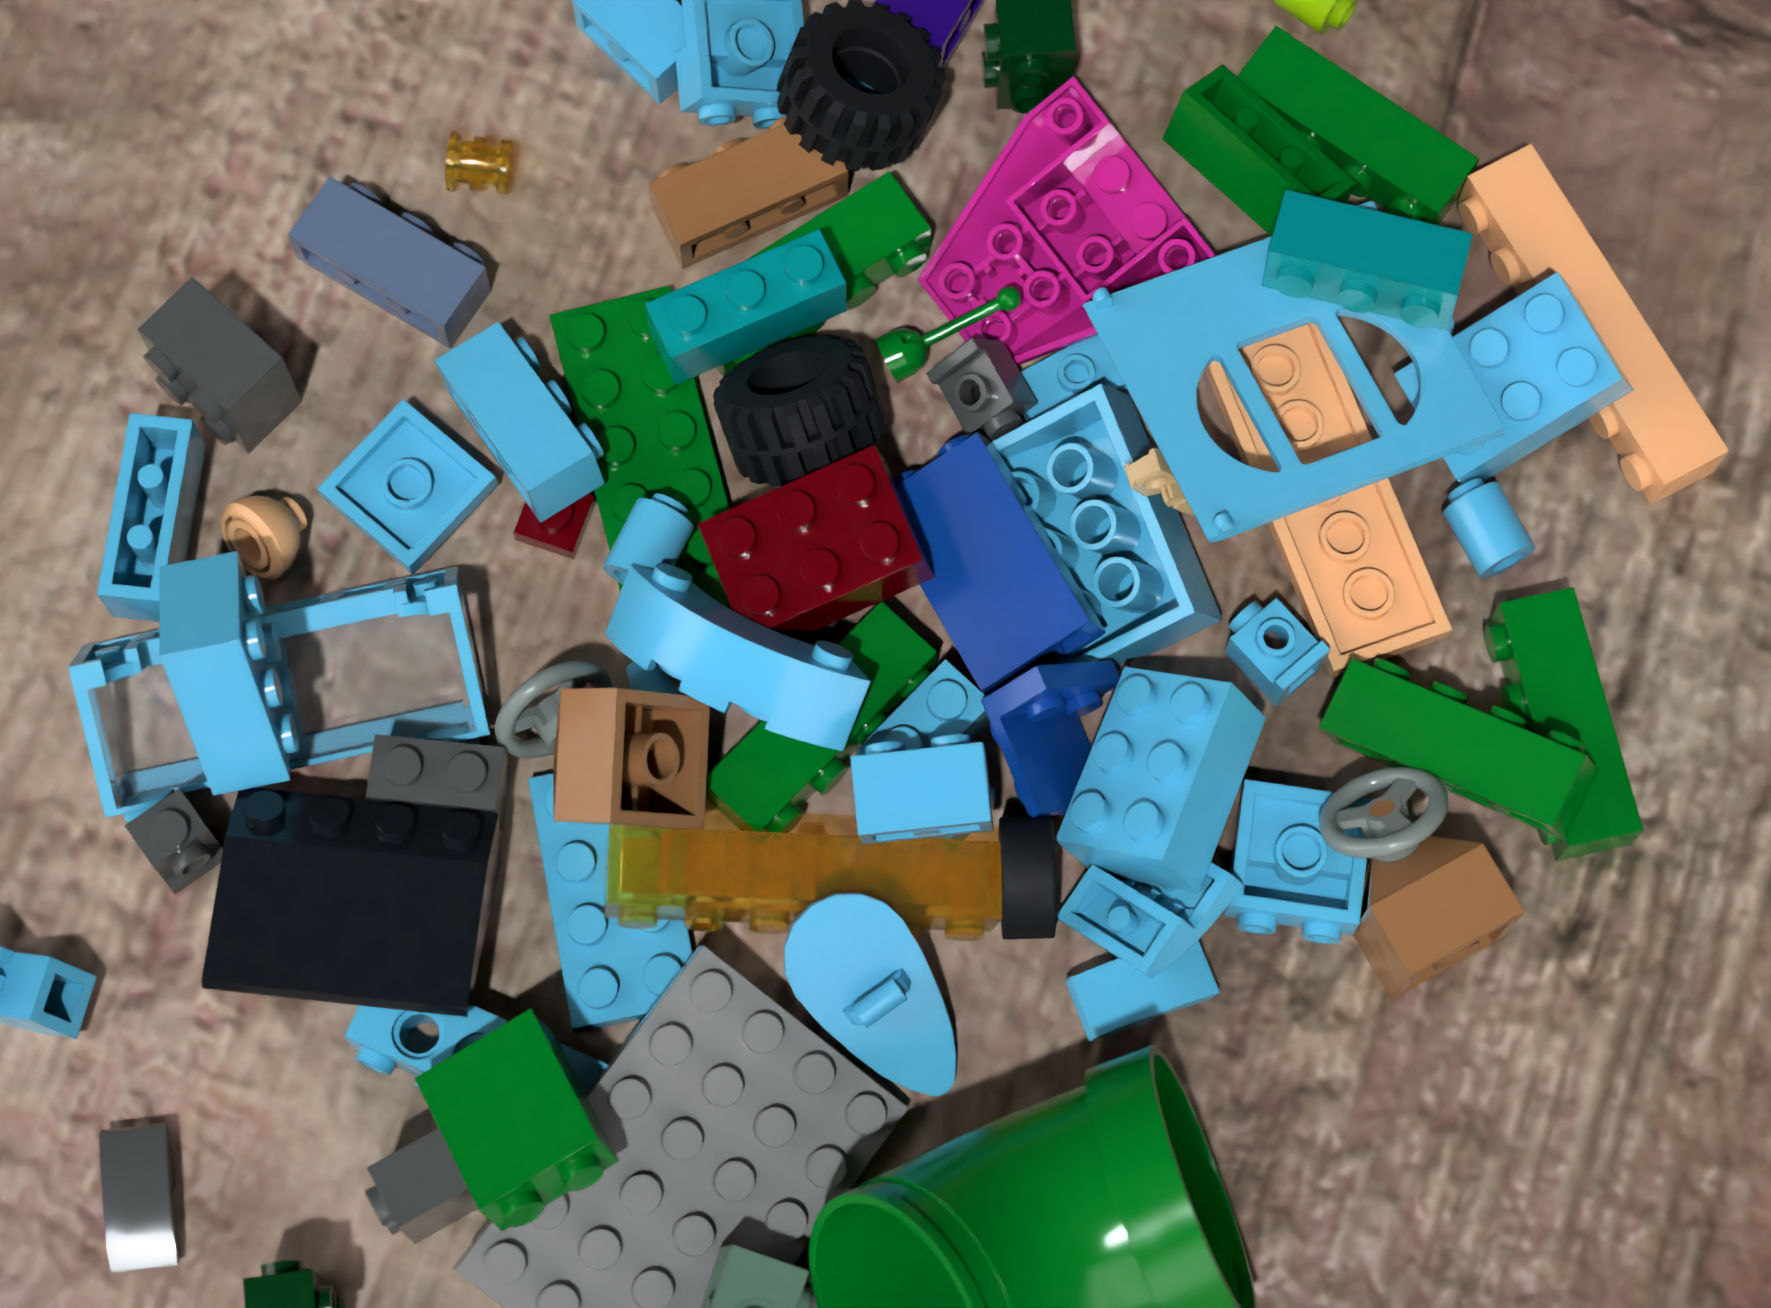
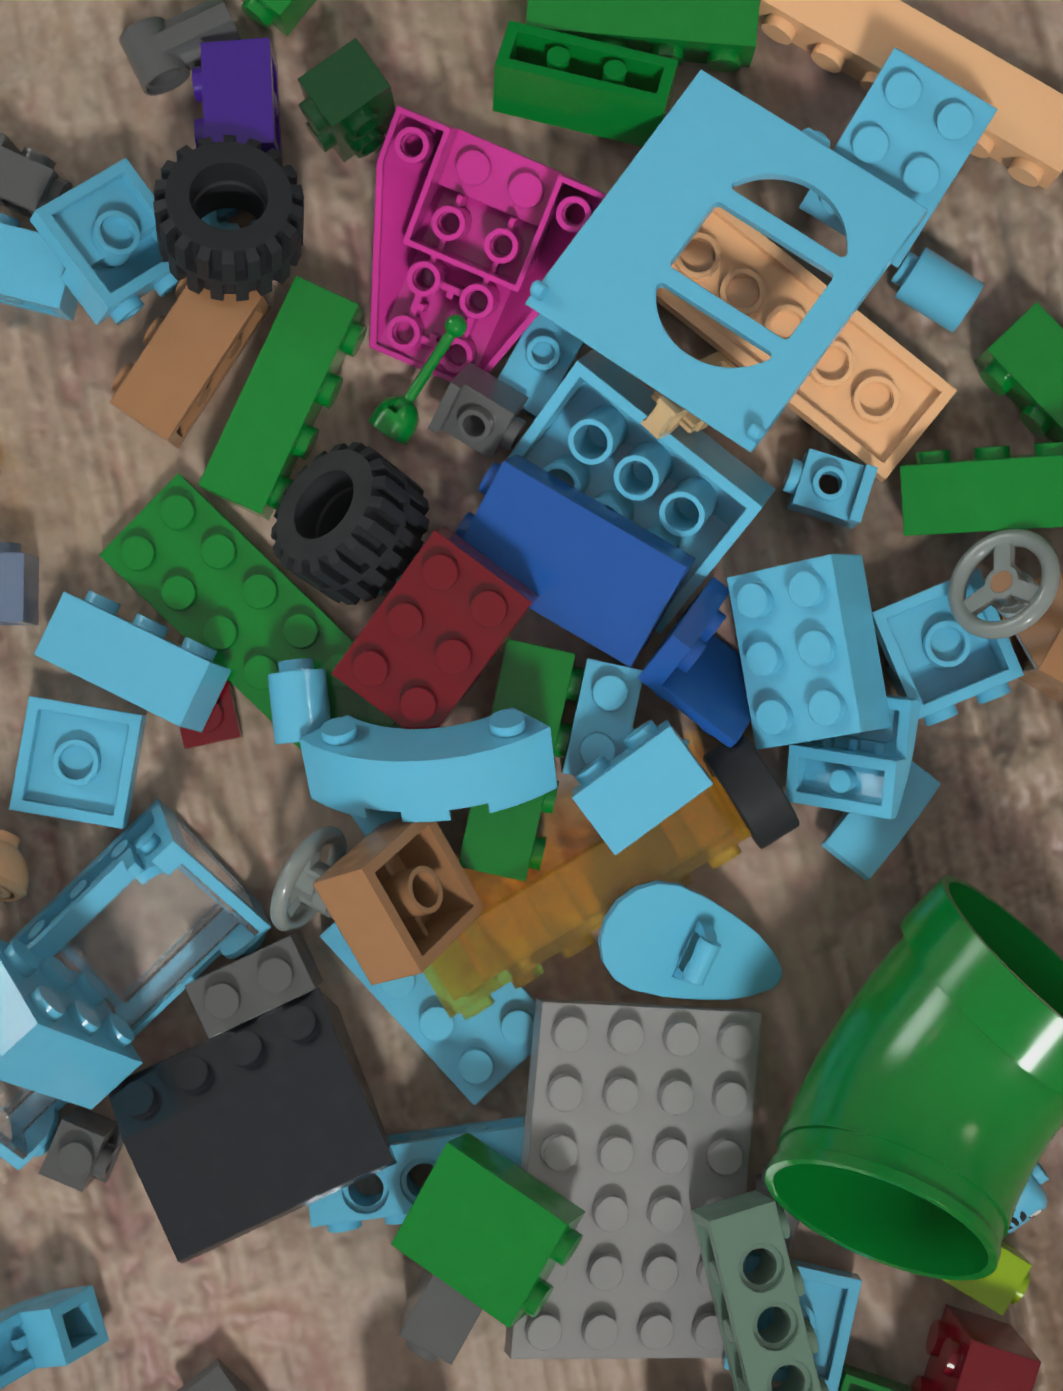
camera: 25 degrees left, 15 degrees up
(747, 306) = (256, 465): teal brick -> none
(1366, 260) = (736, 130): teal brick -> none

